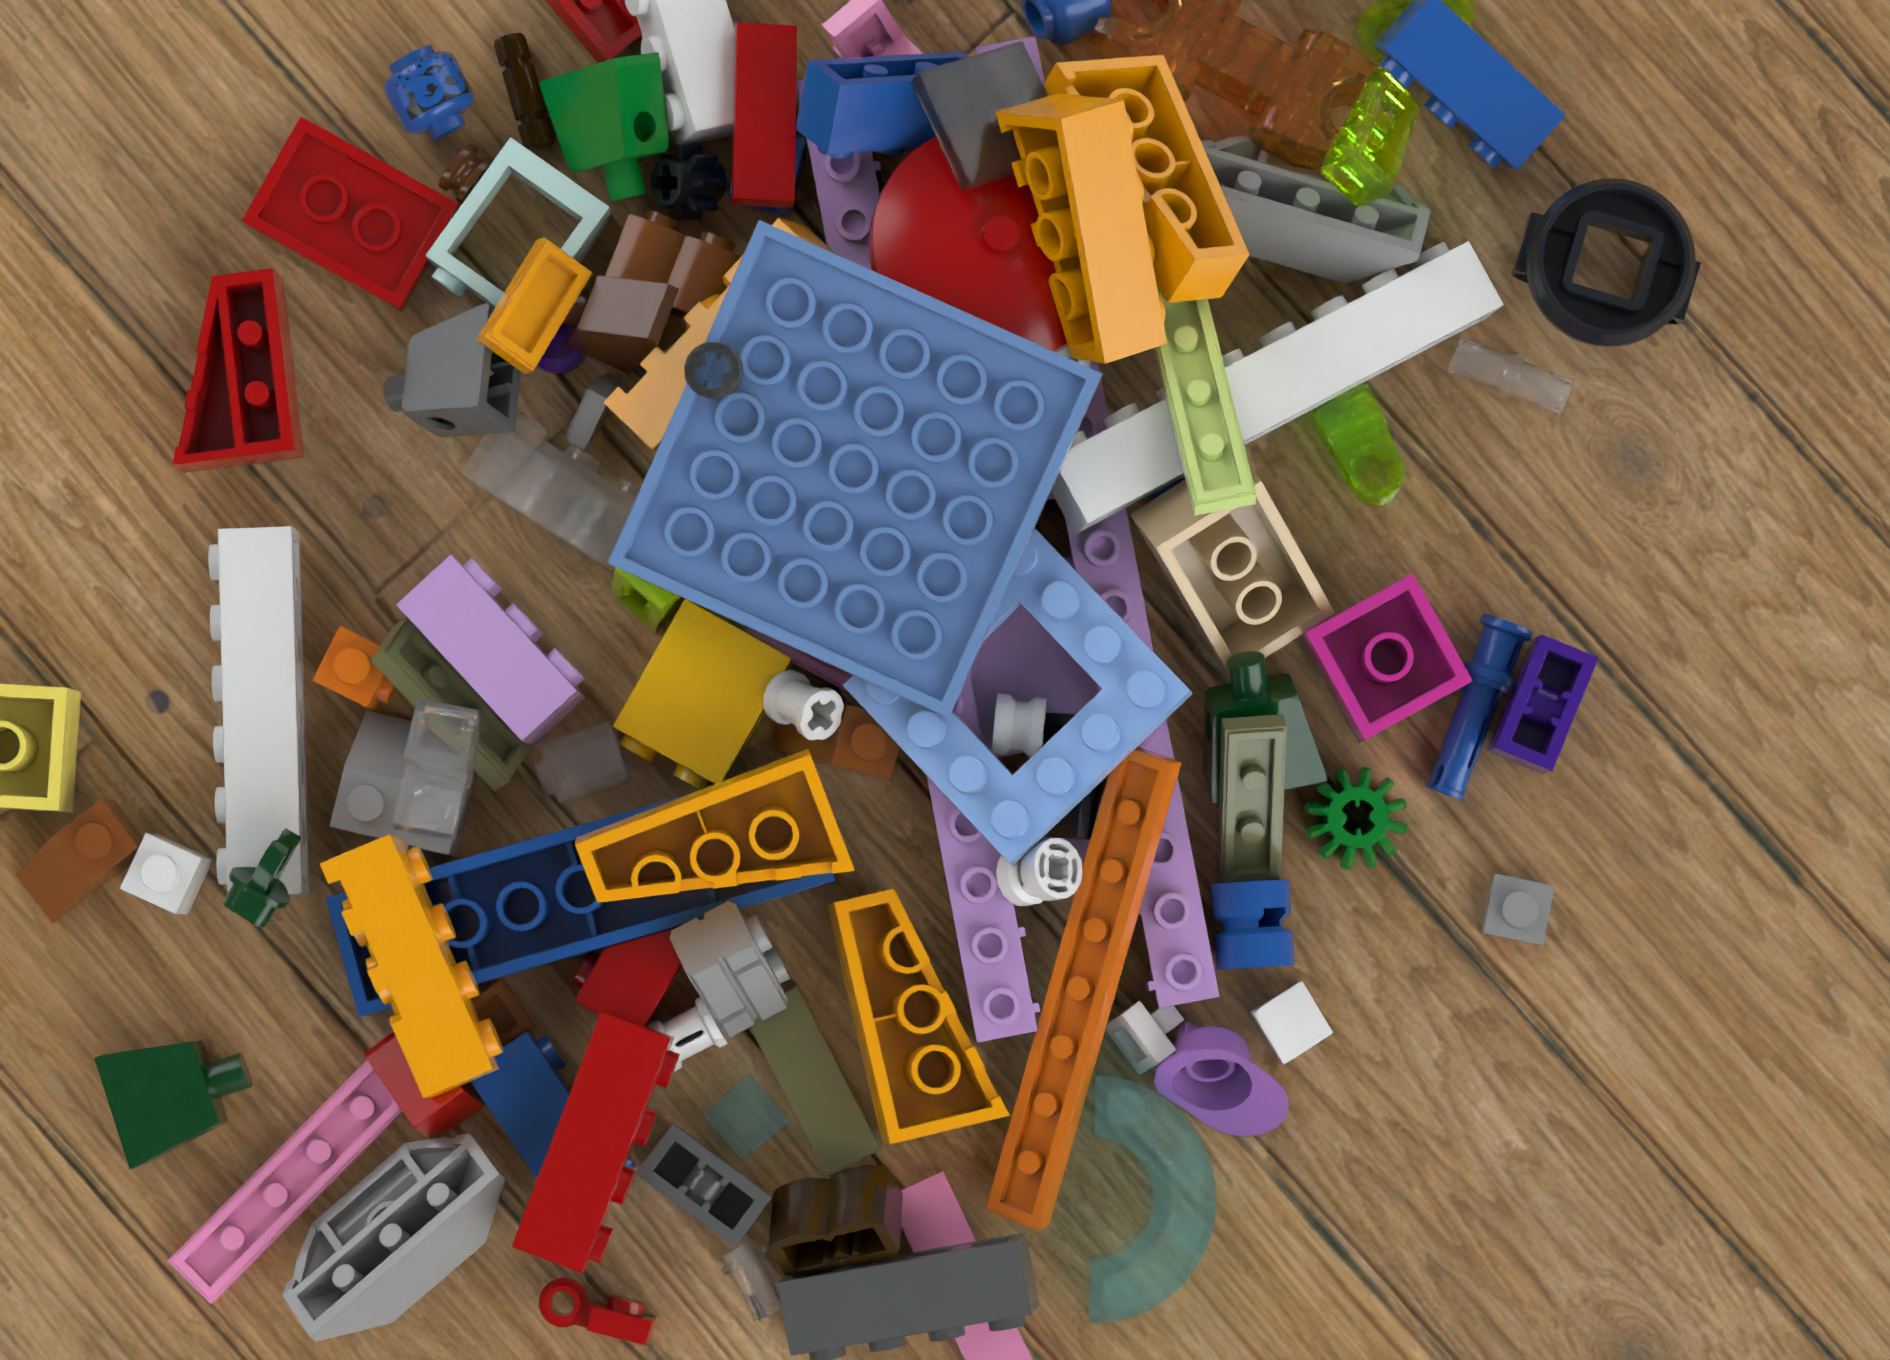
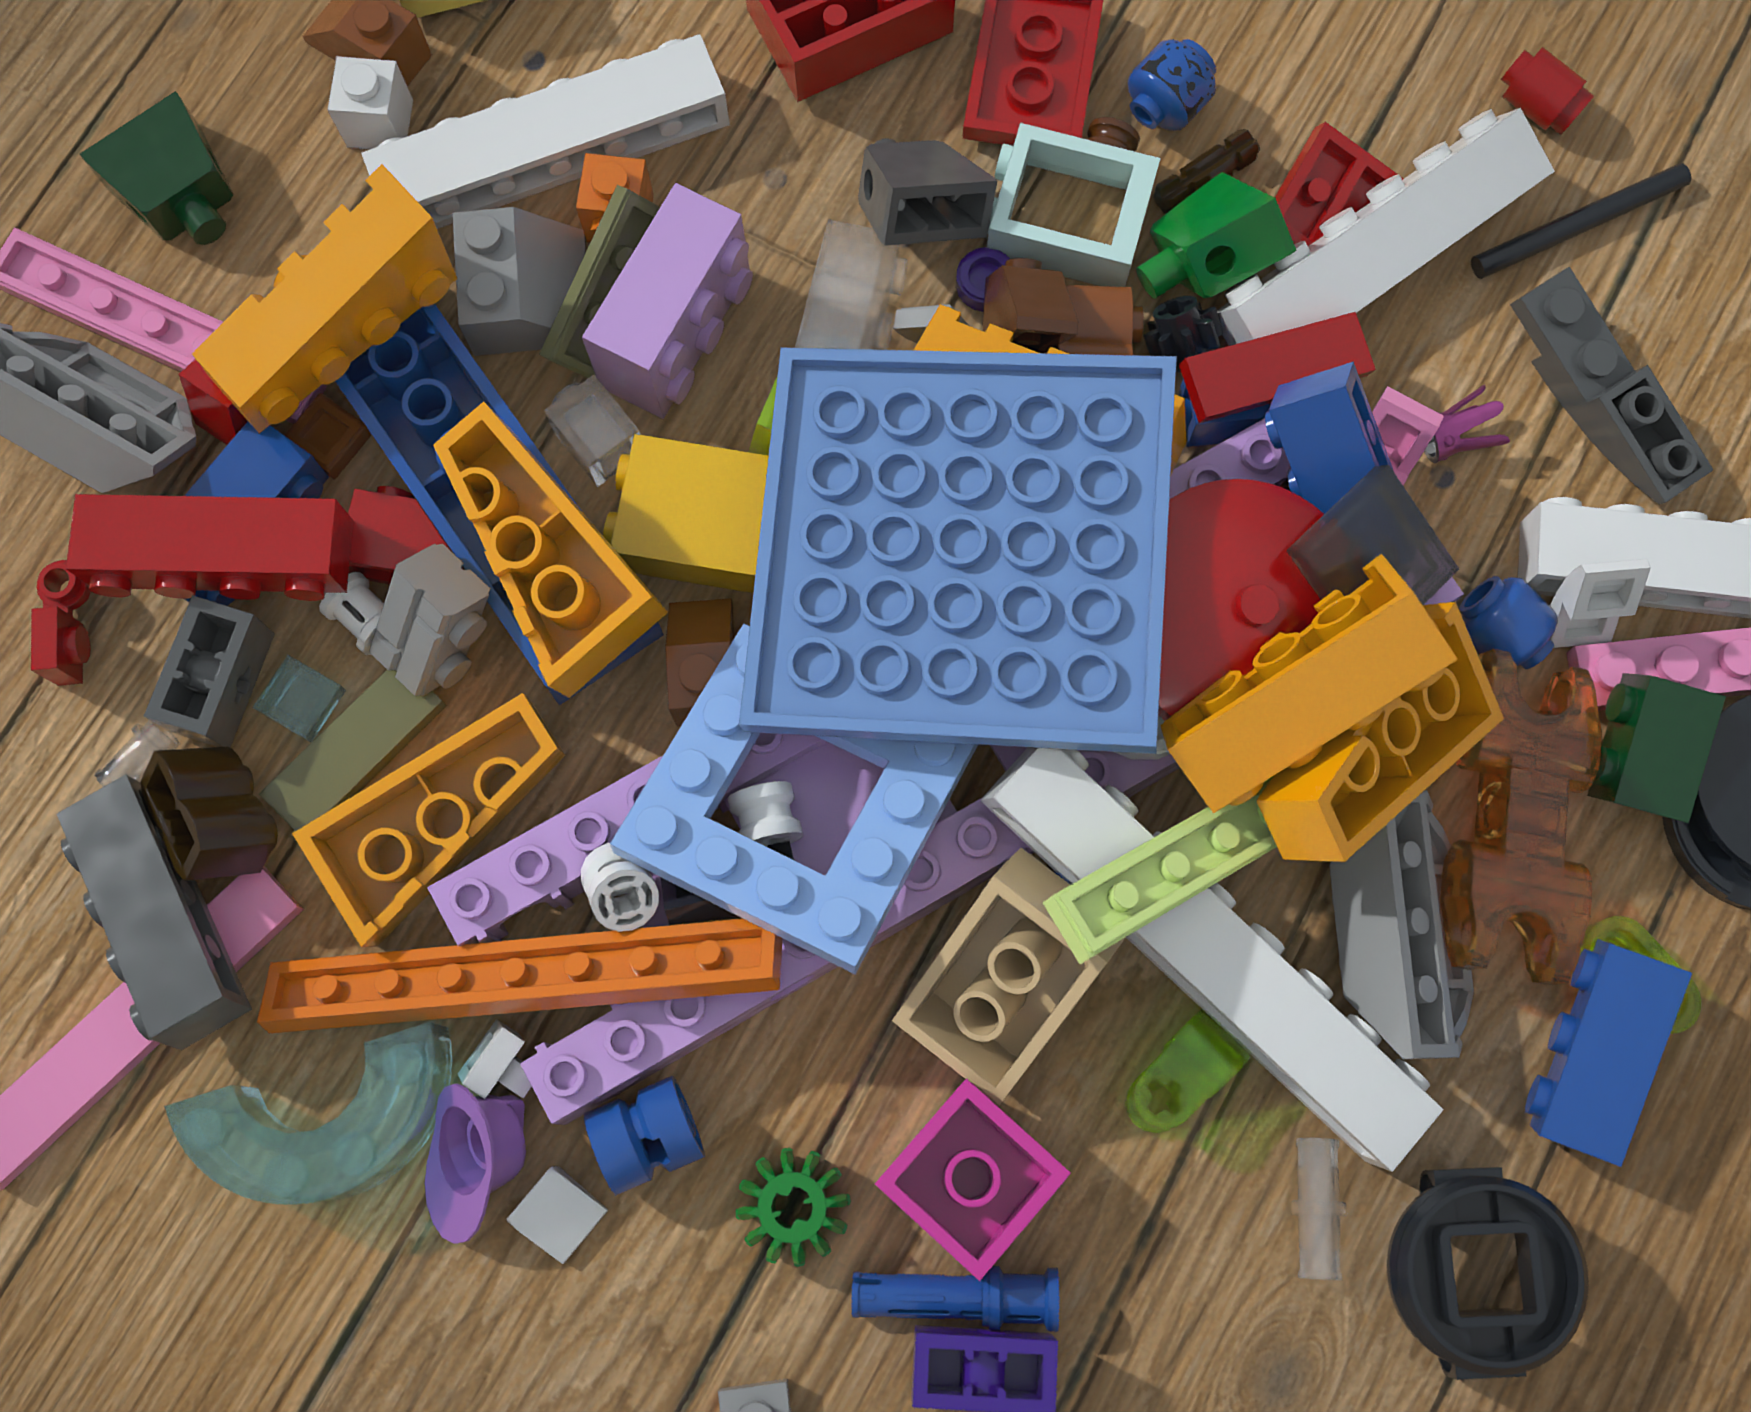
camera: 70 degrees right, 10 degrees down
(258, 889) = (361, 160): dark green piece -> none
(437, 769) = (544, 277): clear brick -> none
(534, 305) = (1009, 219): light orange tile -> none
(697, 360) = (1010, 347): clear smoke bush -> none
(795, 701) = (714, 602): white bush -> none
(1251, 798) = (774, 1084): olive tile -> none
(1259, 695) = (845, 1070): dark green torso -> none
(1366, 158) = (1503, 964): clear neon green slope -> none

